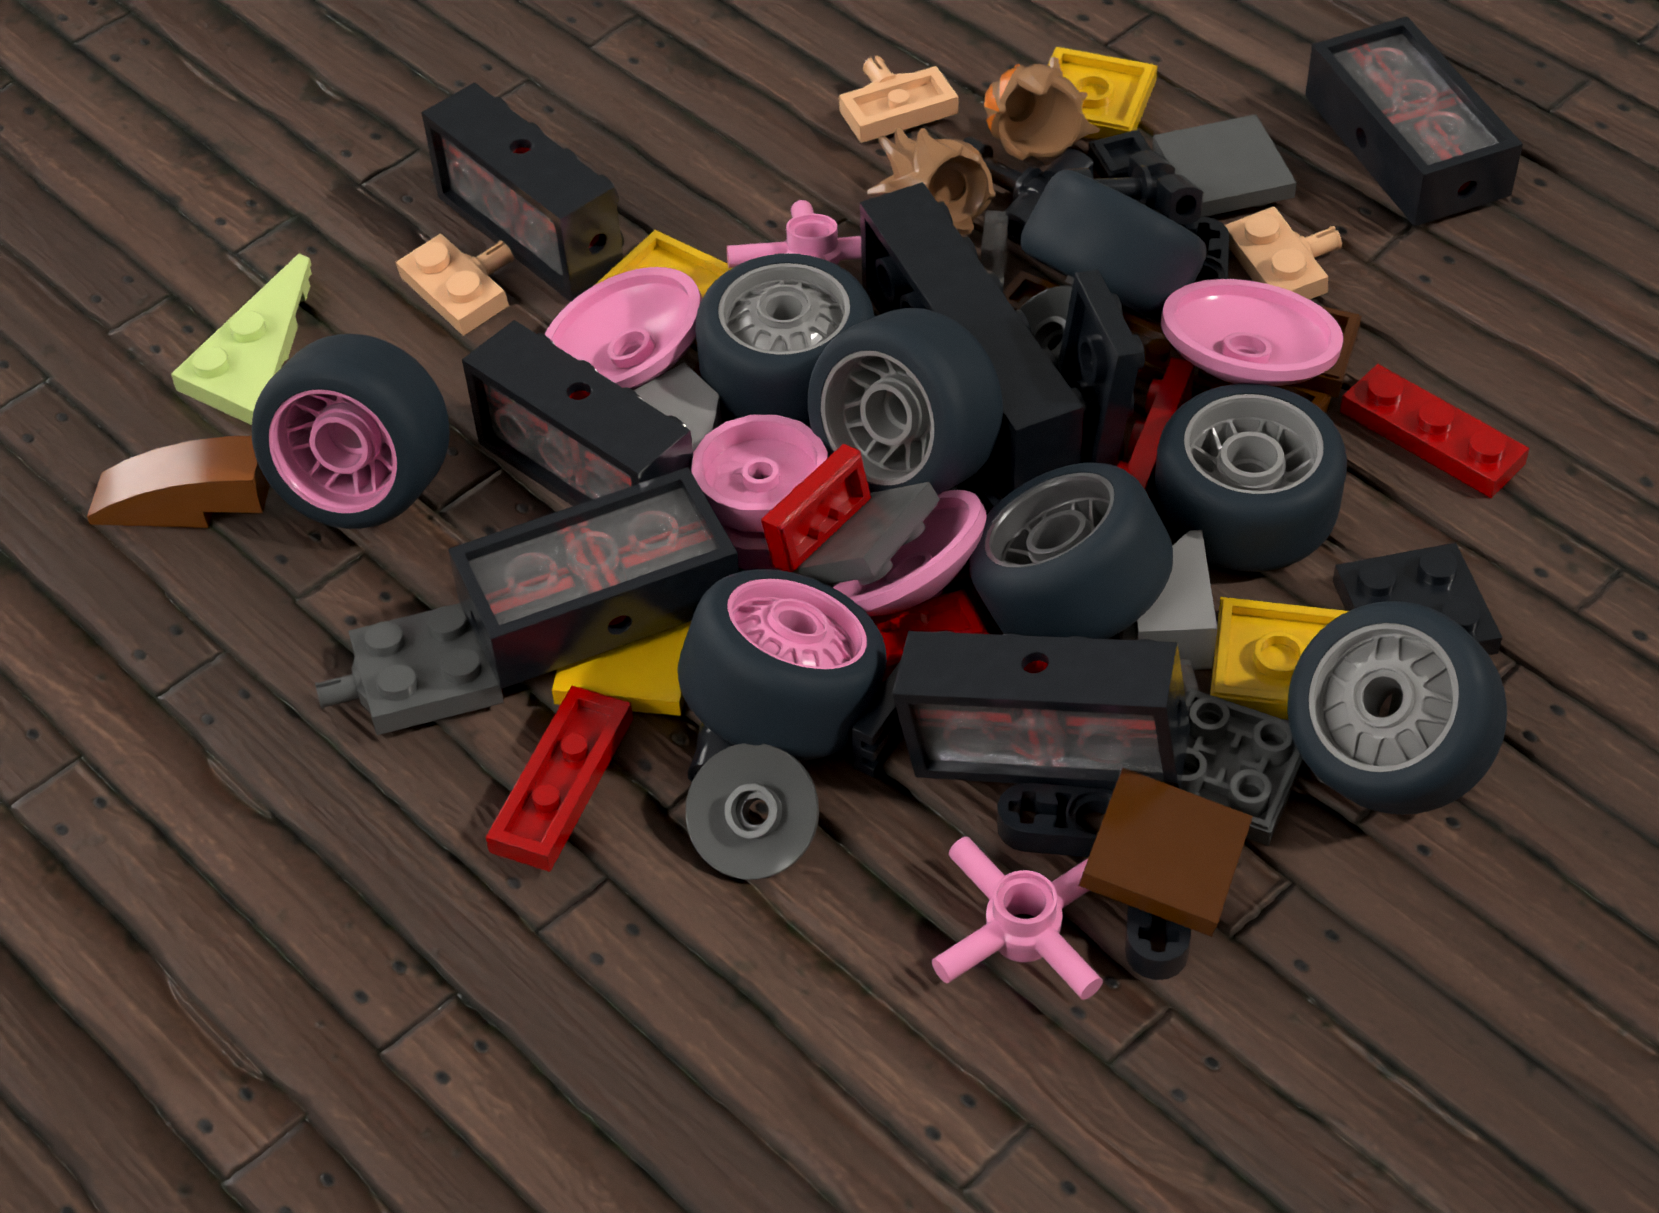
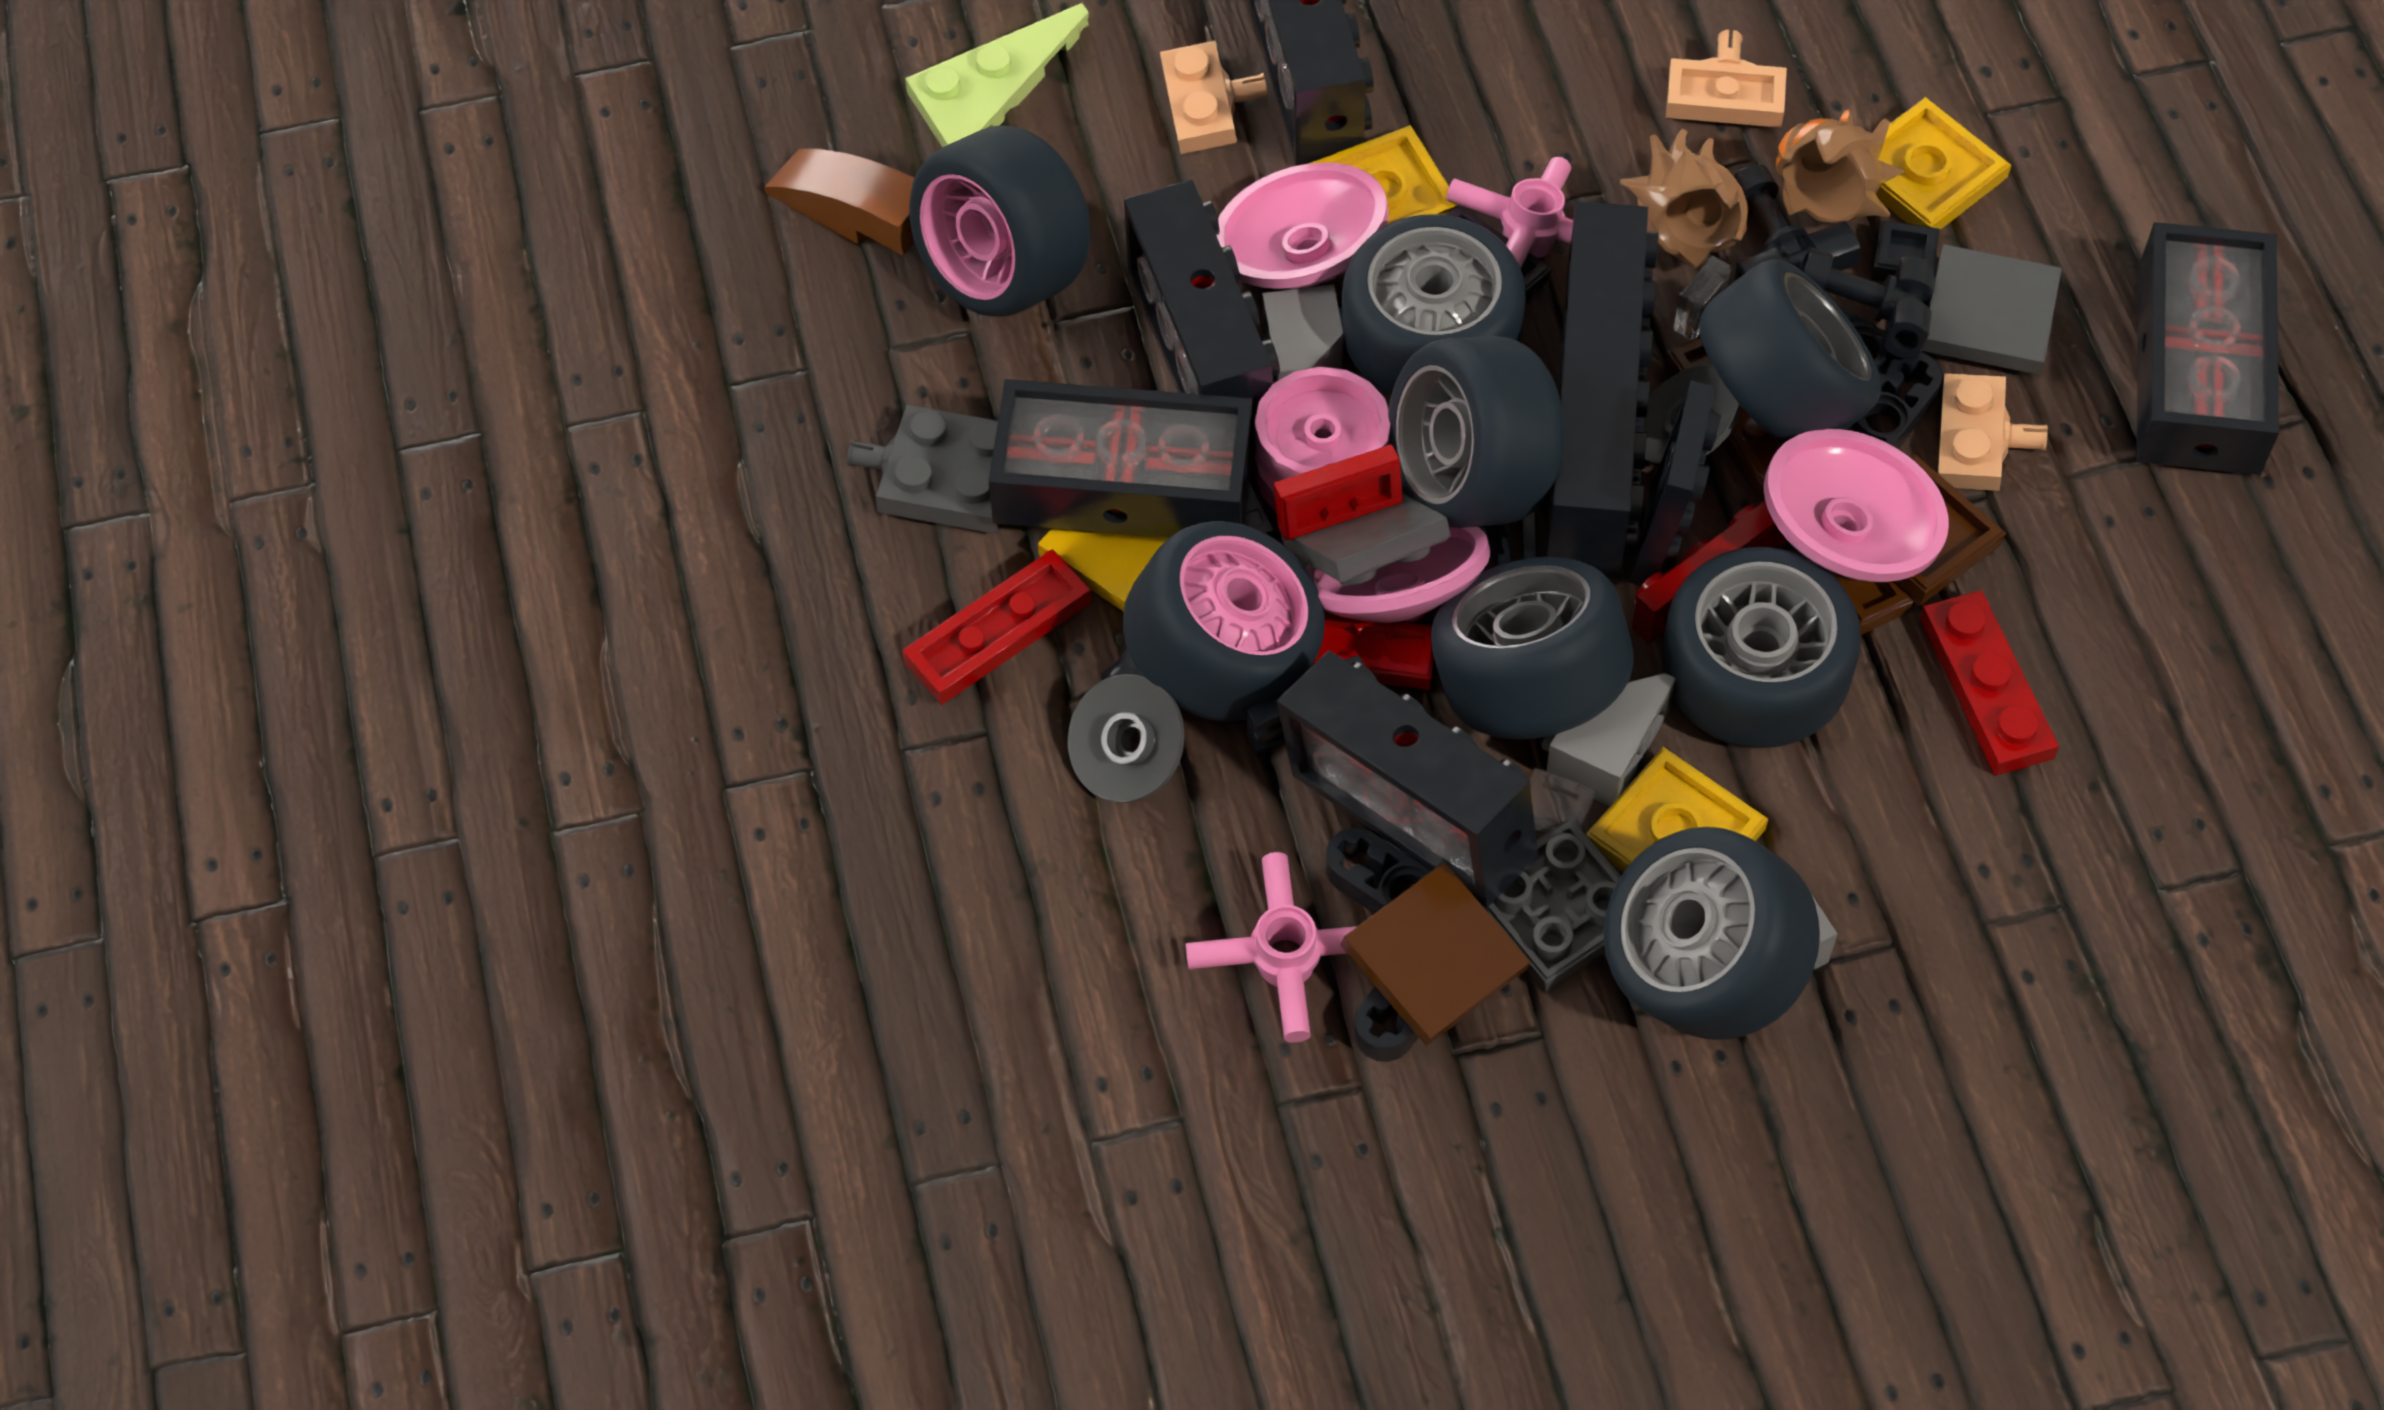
camera: 30 degrees right, 10 degrees up
(1424, 576) = (1841, 843): black plate -> none

